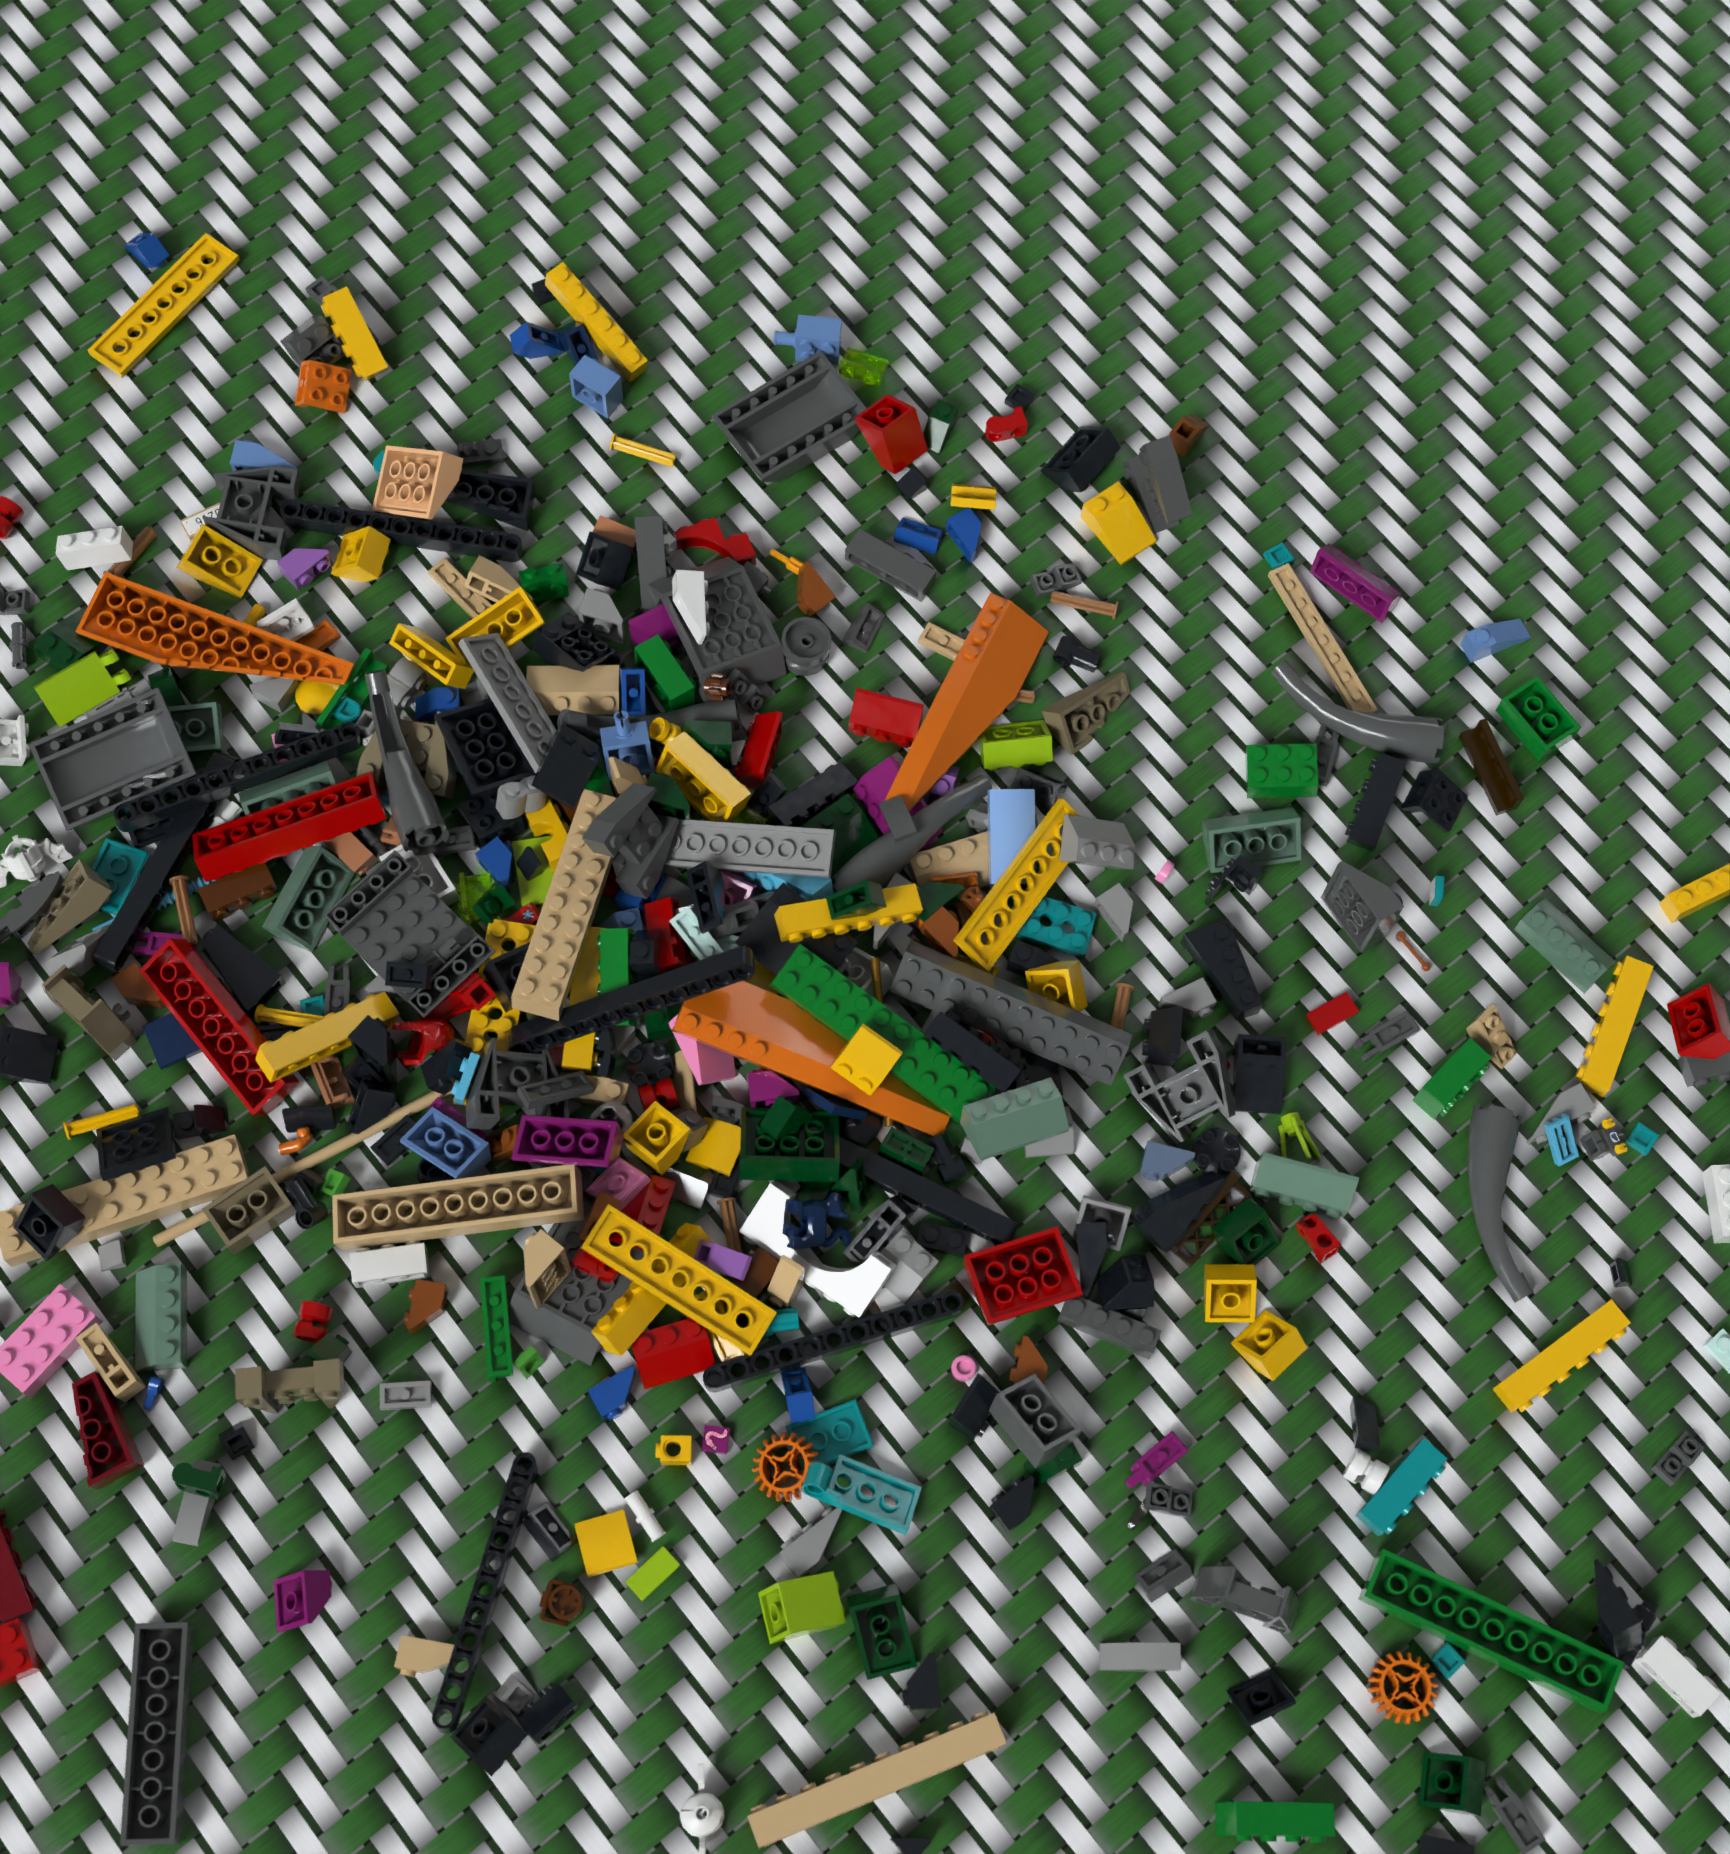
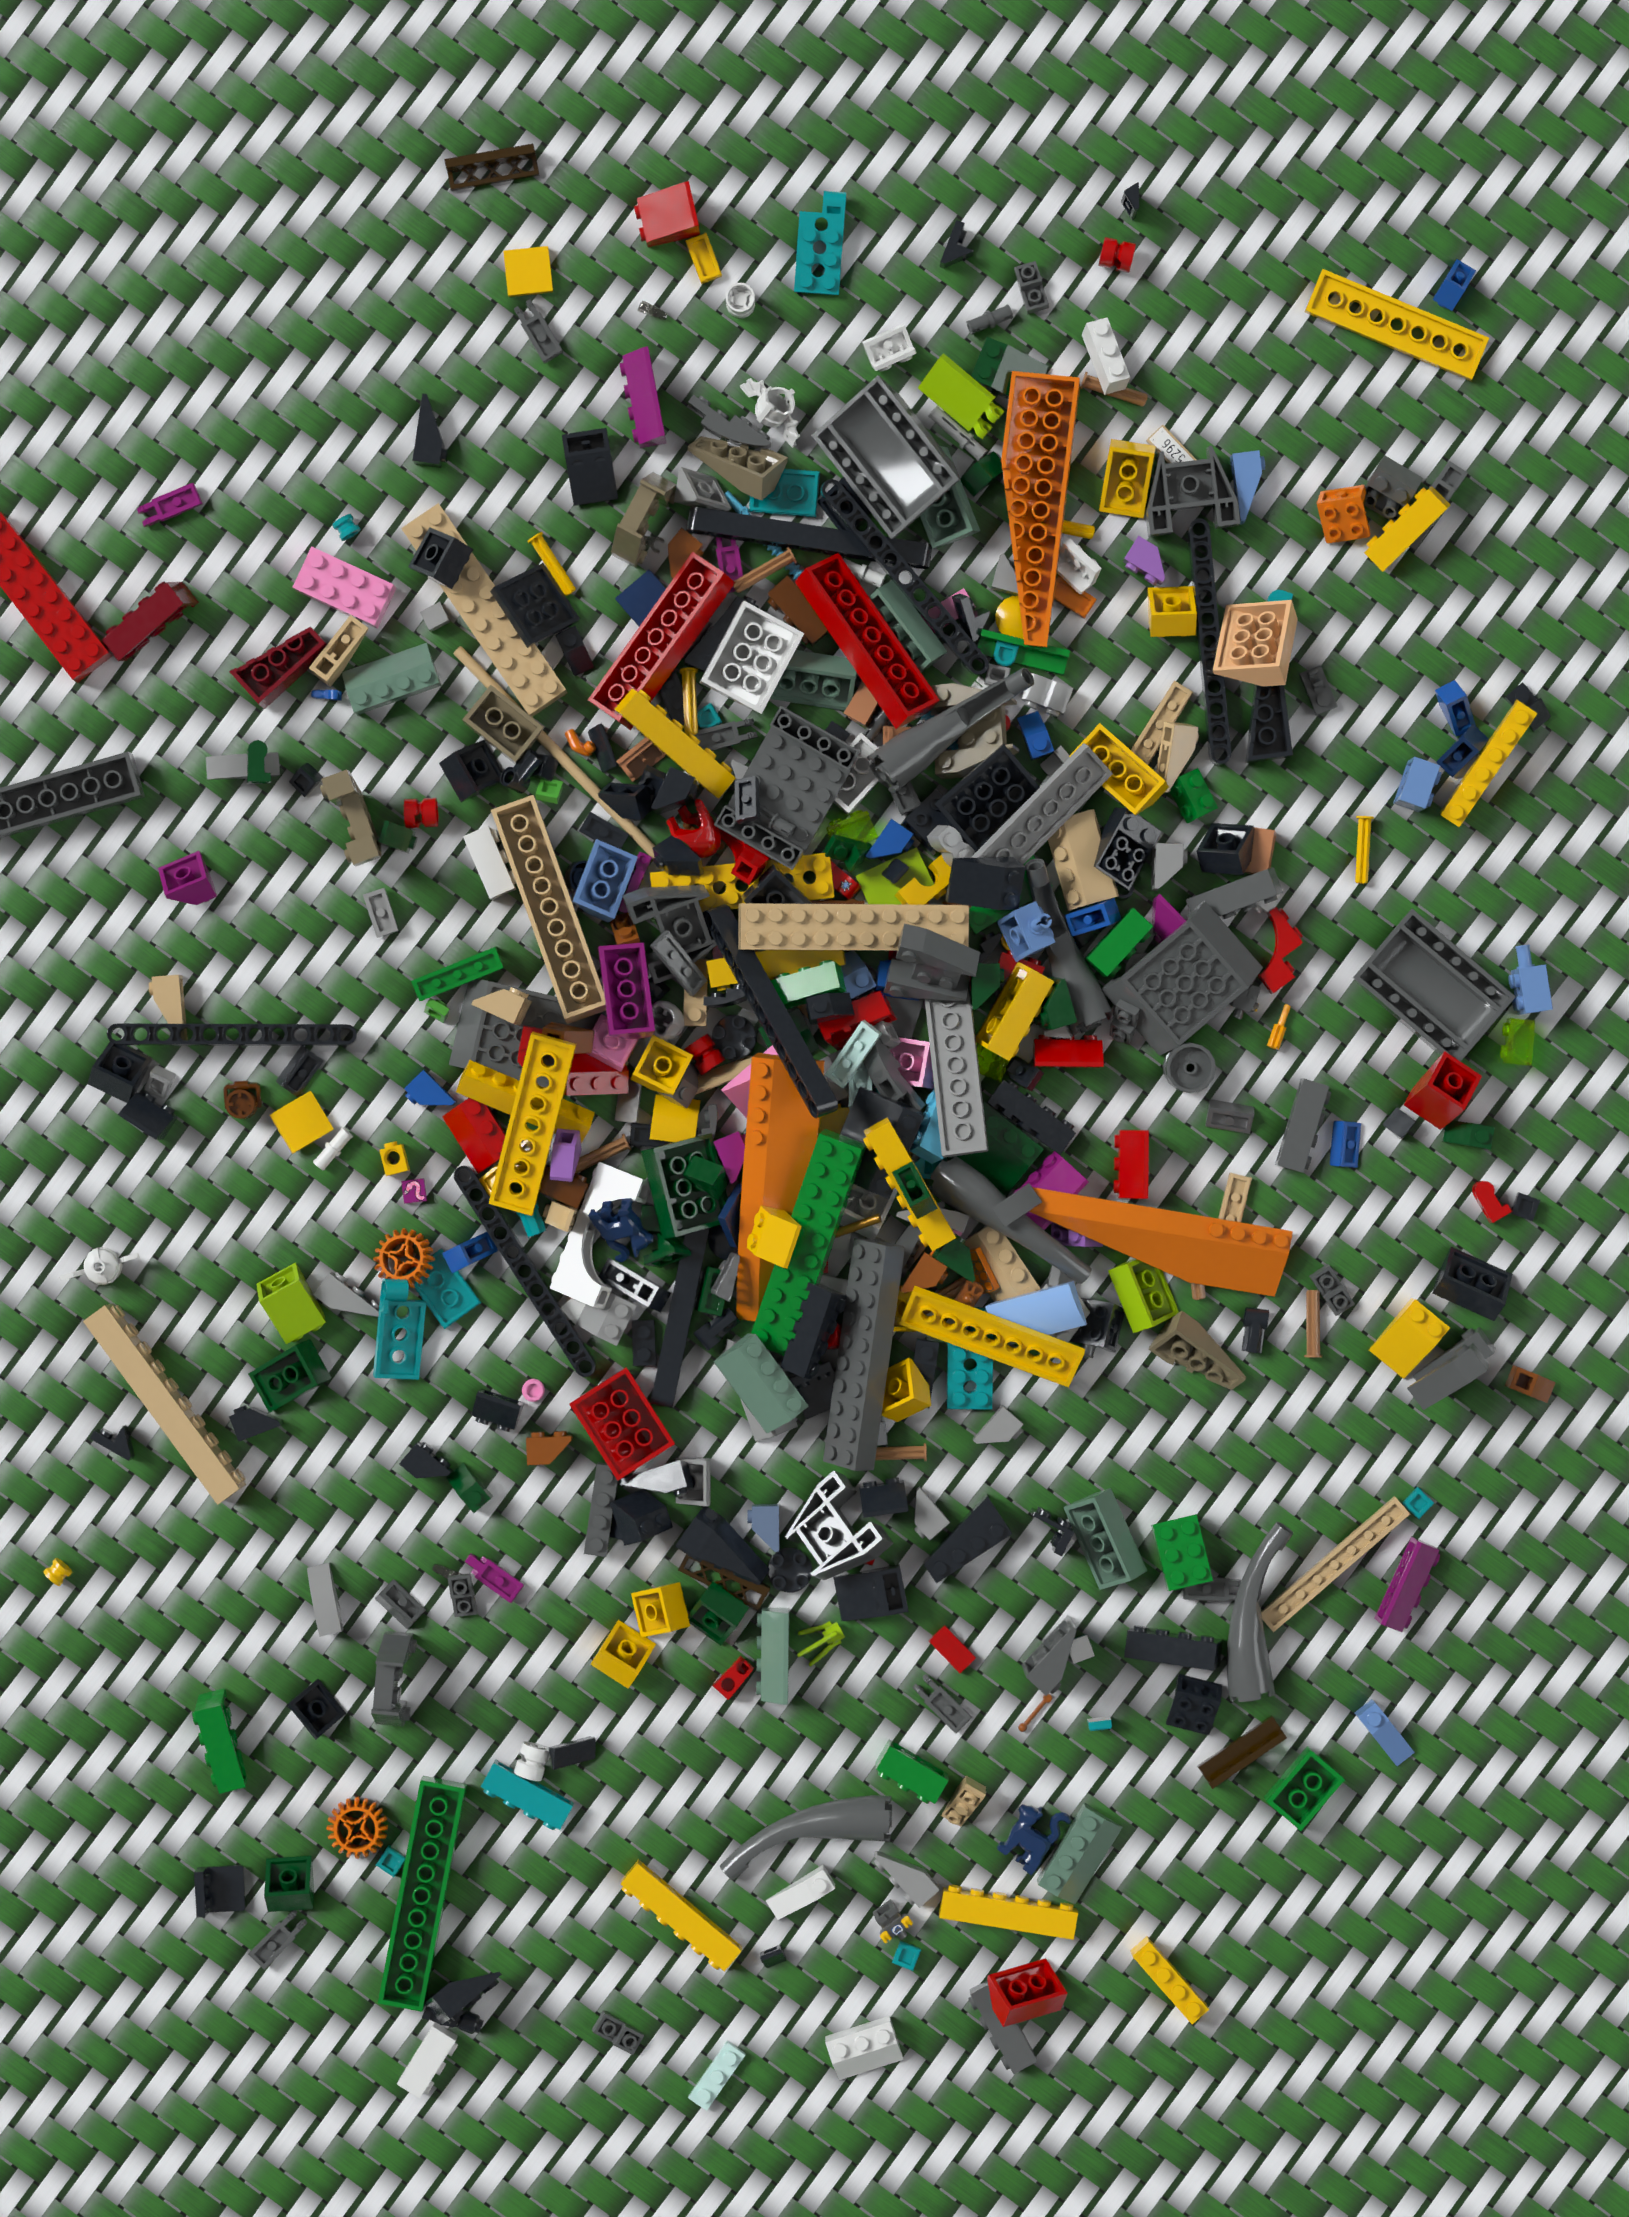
camera: 75 degrees right, 20 degrees up
(265, 938) = (751, 657): none -> white slope
(286, 1258) = (471, 770): none -> black slope
(427, 1304) = (464, 906): dark orange slope -> none
(431, 656) = (1077, 715): yellow brick -> none
(468, 1068) = (679, 879): medium azure plate -> none
(624, 775) = (993, 943): tan slope -> none
(652, 1573) = (287, 1169): lime tile -> none
(663, 731) = (1052, 962): yellow wheel -> none
(689, 597) = (1191, 948): white slope -> none
(707, 895) = (895, 1049): black slope -> none
(717, 686) = (1112, 998): reddish brown gear -> none
(811, 590) = (1249, 1057): dark orange slope -> none
(897, 1128) = (725, 1282): none -> flat silver slope
(965, 531) = (1359, 1190): blue slope -> none
(973, 496) = (1398, 1188): yellow slope -> none
(1034, 1420) = (495, 1464): dark grey slope -> none
(1096, 843) = (1054, 1395): light grey slope -> none
(1165, 871) = (1050, 1464): bright pink tile -> none
(1547, 982) = (1031, 1840): none -> dark blue animal
(1556, 1124) = (889, 1875): medium azure tile -> none
(1558, 1225) = (801, 1892): none -> white slope

